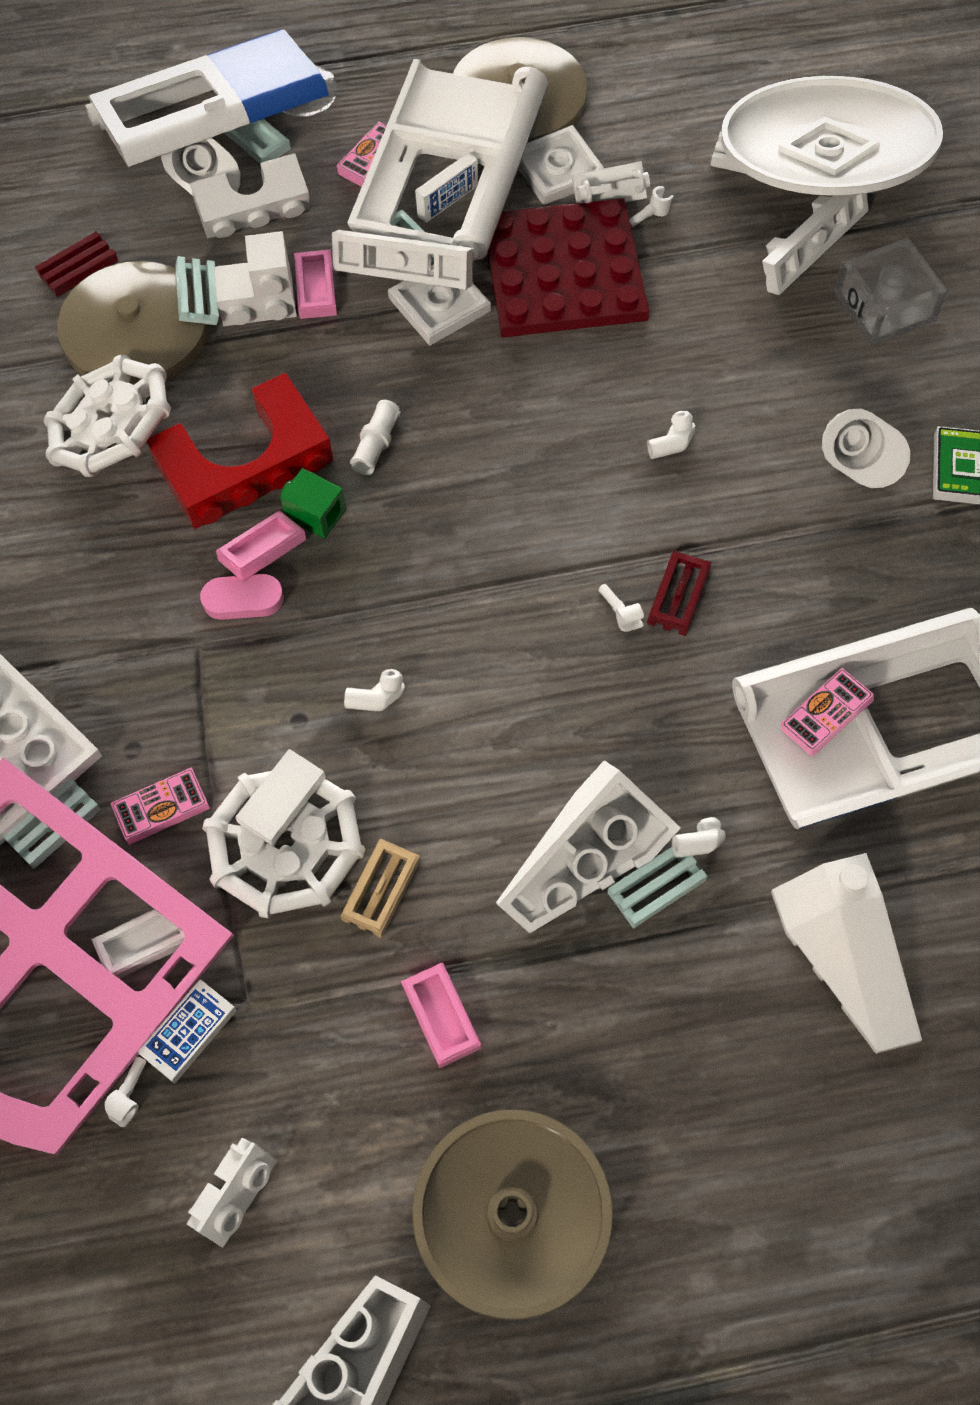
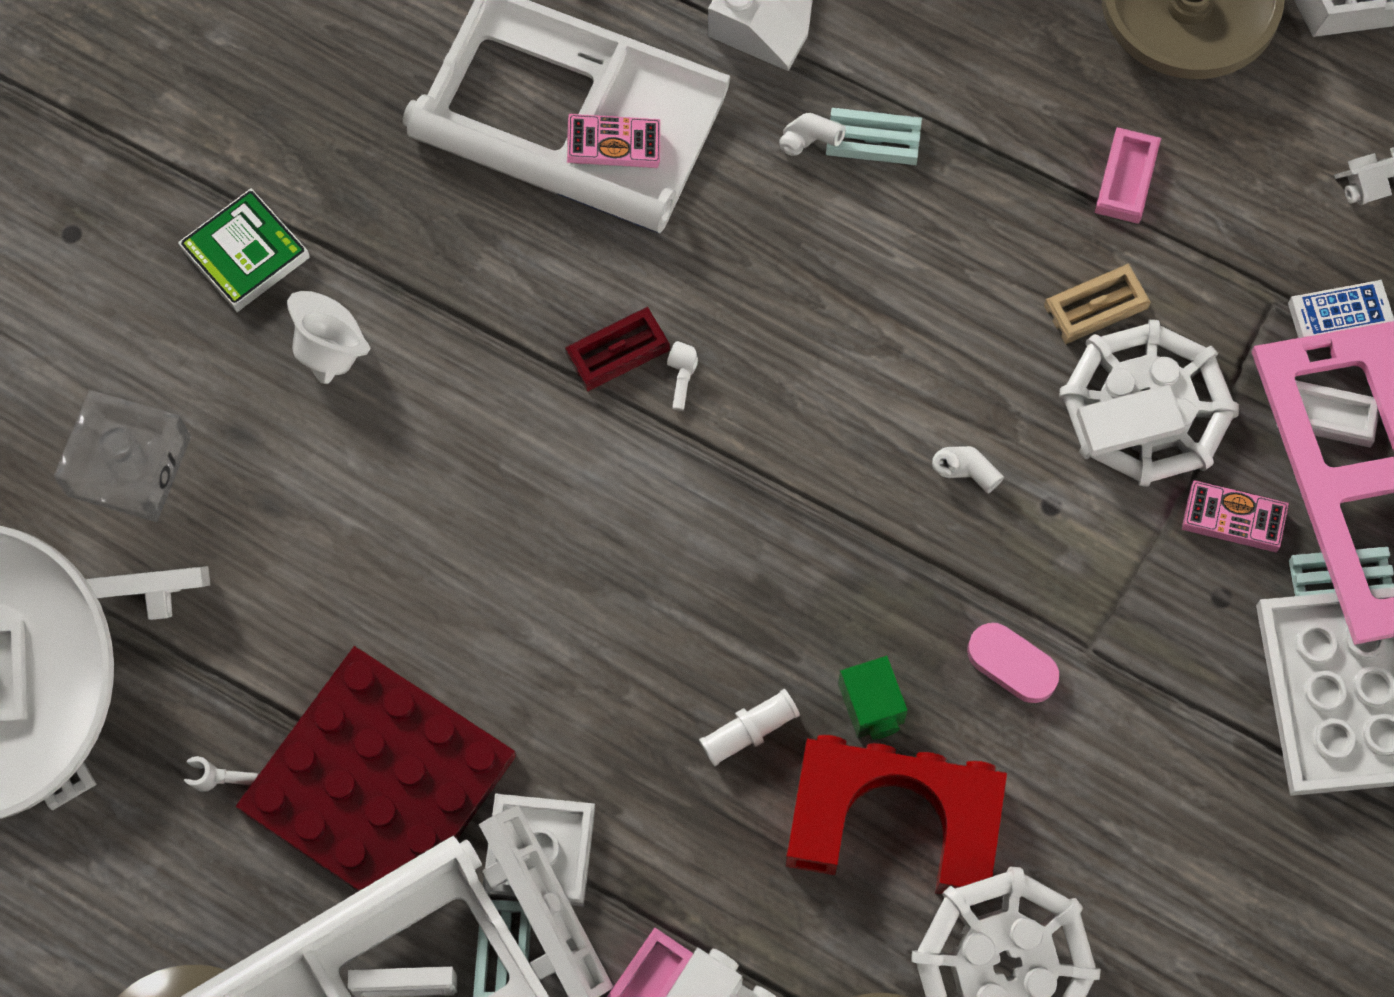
camera: 140 degrees left, 5 degrees up
(261, 545) = (956, 696): bright pink tile -> none
(552, 162) = (244, 914): white tile -> none
(592, 842) = (889, 202): white wedge -> none
(612, 183) = (253, 839): white hinge -> none
(676, 439) = (471, 491): white arm -> none

